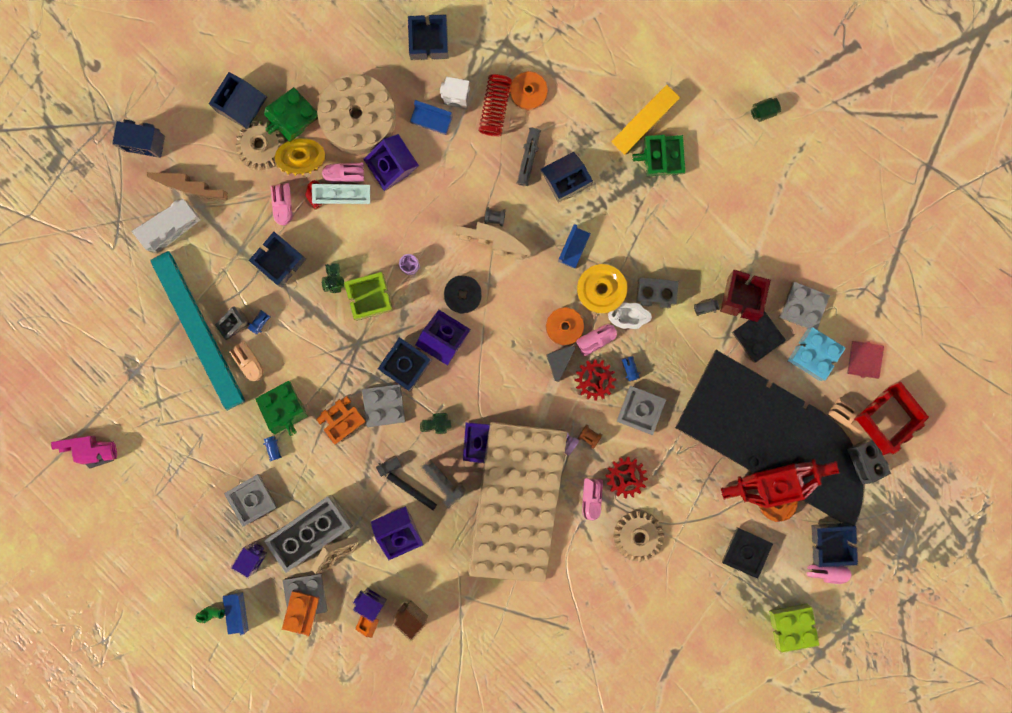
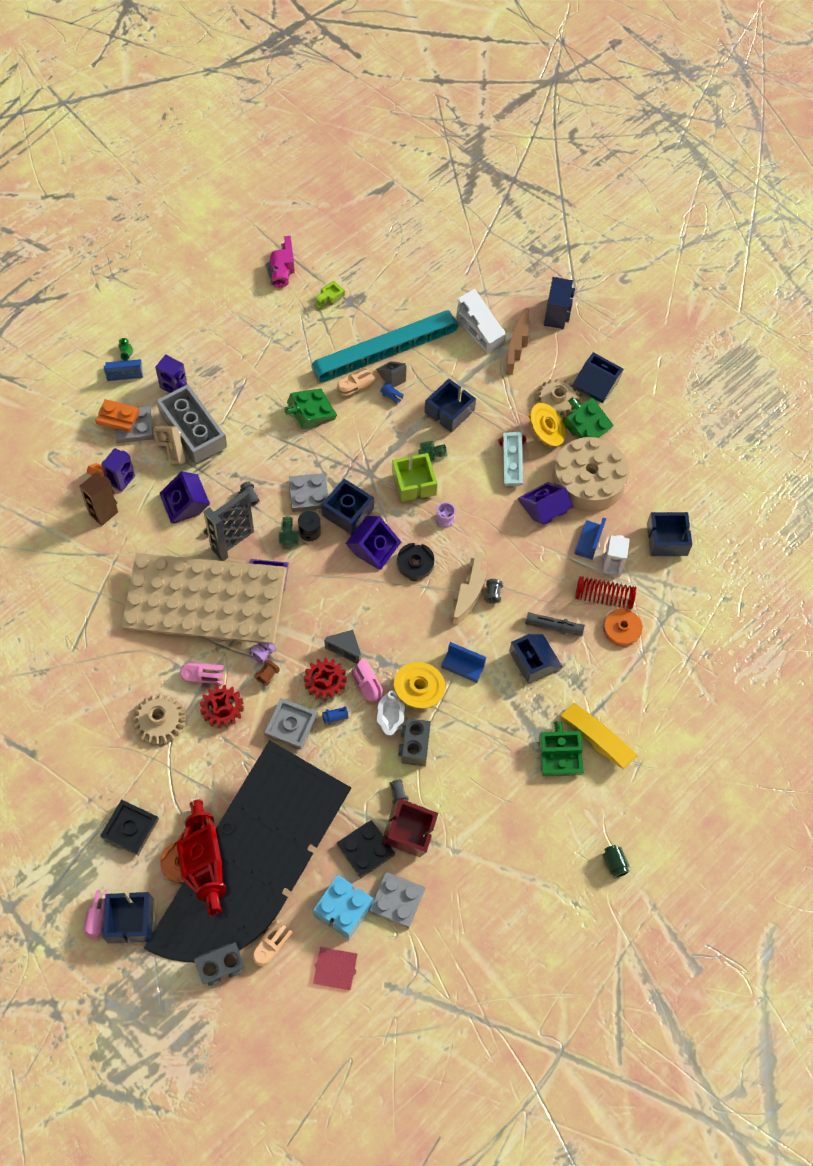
camera: 90 degrees right, 25 degrees down
(127, 392) = (331, 293): none -> lime plate
(250, 500) = (227, 382): light grey plate -> none
(272, 448) = (274, 400): blue pin -> none
(281, 203) = (503, 412): bright pink arm -> none
(343, 172) = (534, 463): bright pink arm -> none
(345, 424) = (292, 458): orange plate -> none
(427, 402) = (309, 526): none -> black piece
(562, 336) = (382, 663): orange plate -> none
(795, 628) = (41, 870): lime piece -> none
(911, 407) = (246, 1002): red window -> none

